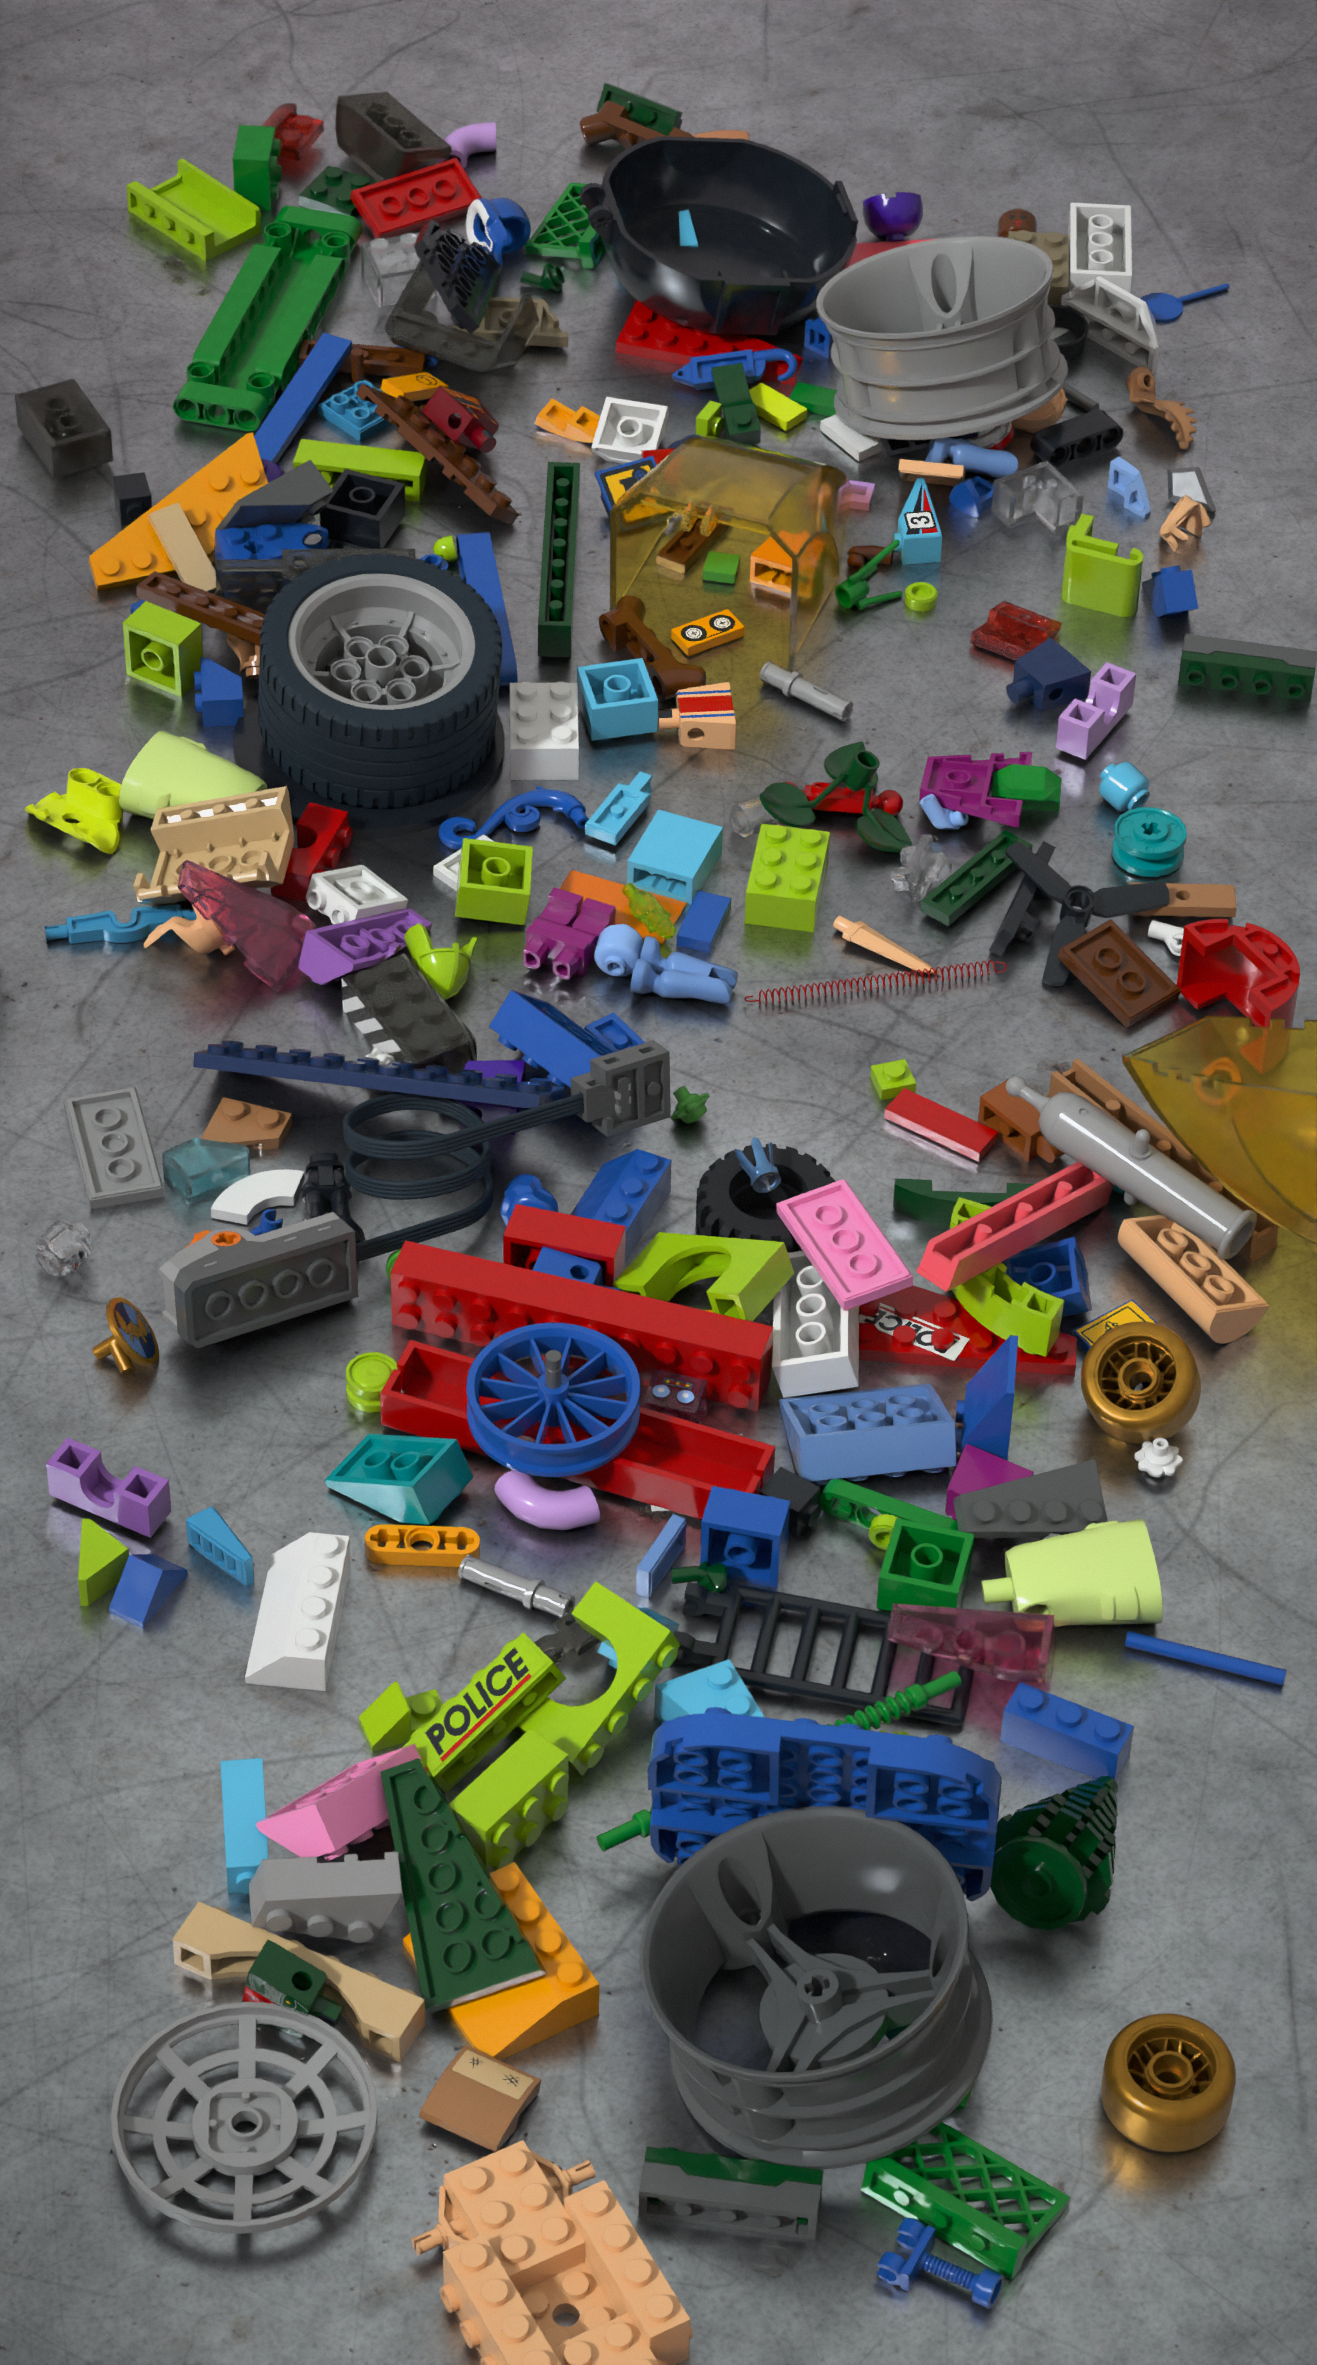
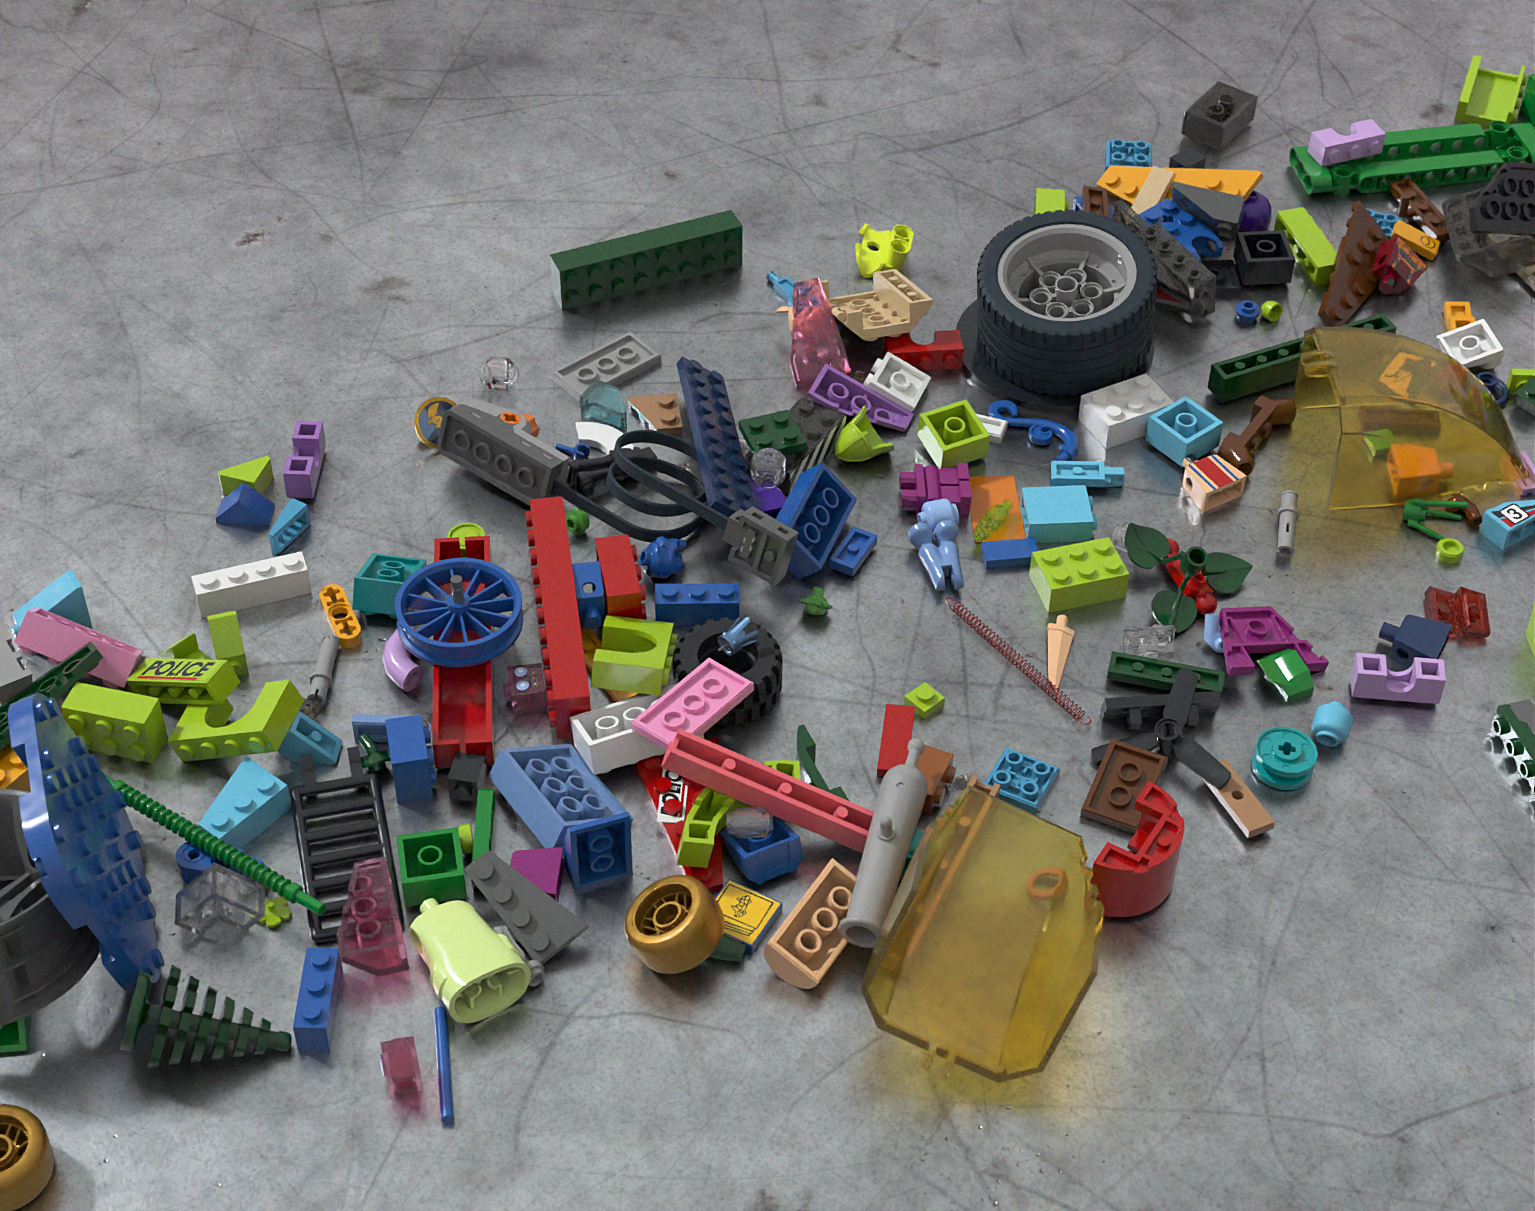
camera: 65 degrees right, 0 degrees up
(65, 540) = (1128, 153): none -> dark azure tile
(180, 772) = (936, 268): yellowish green torso -> none
(229, 349) = (1330, 147): none -> lavender arch
(301, 396) = (1346, 196): blue tile -> none
(409, 1023) = (773, 431): none -> dark green plate
(433, 1659) = (228, 640): none -> lime slope
(468, 1046) = (768, 467): none -> clear head
(480, 571) = (1231, 342): blue beam -> none
(707, 632) = (1306, 457): light orange tile -> none
(1034, 1264) = (749, 822): none -> clear brick
(1054, 1047) = (1023, 779): none -> dark azure tile
(1158, 1458) = (626, 969): white plant -> none
(1170, 934) = (1196, 808): white arm -> none
(1209, 1682) = (400, 1066): none -> clear pink head

